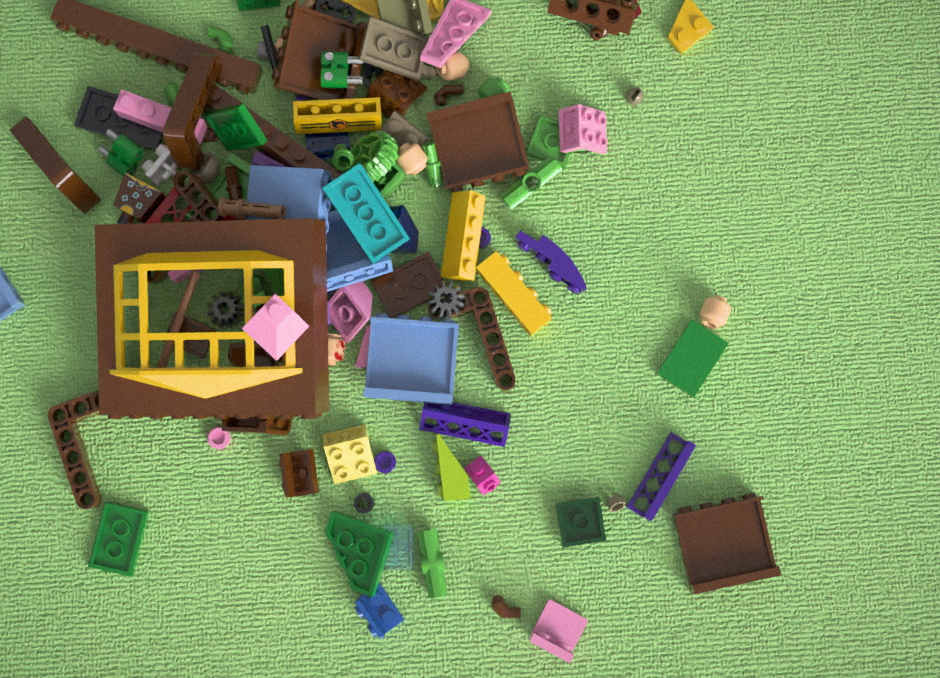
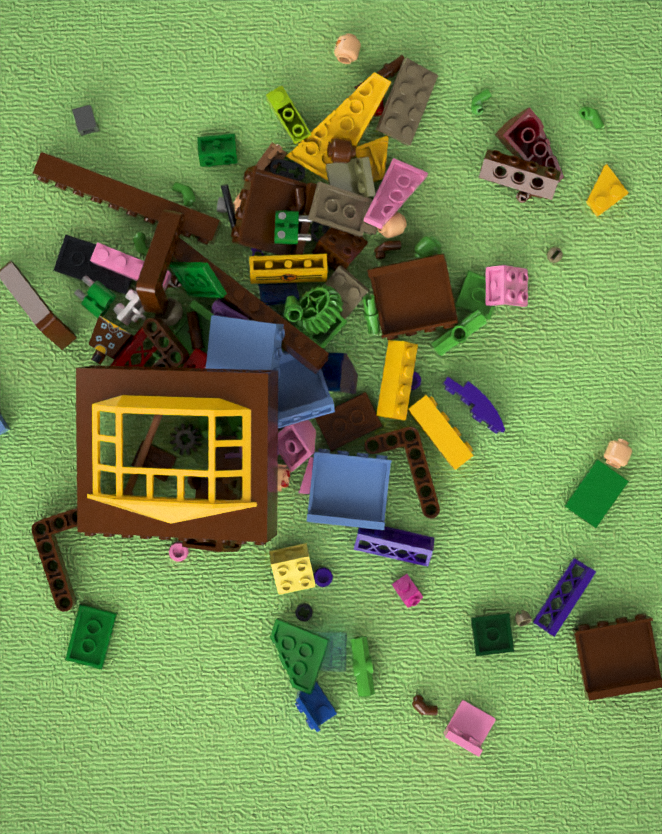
camera: 10 degrees right, 5 degrees up
(242, 209) = (203, 355): medium nougat pin -> none
(275, 327) = (234, 467): bright pink slope -> none
(299, 473) = (248, 585): reddish brown bracket -> none
(366, 213) = (313, 363): teal plate -> none
(411, 158) = (354, 310): light nougat head -> none
(445, 307) = (381, 431): dark grey gear -> none
(453, 477) = (383, 594): lime slope -> none

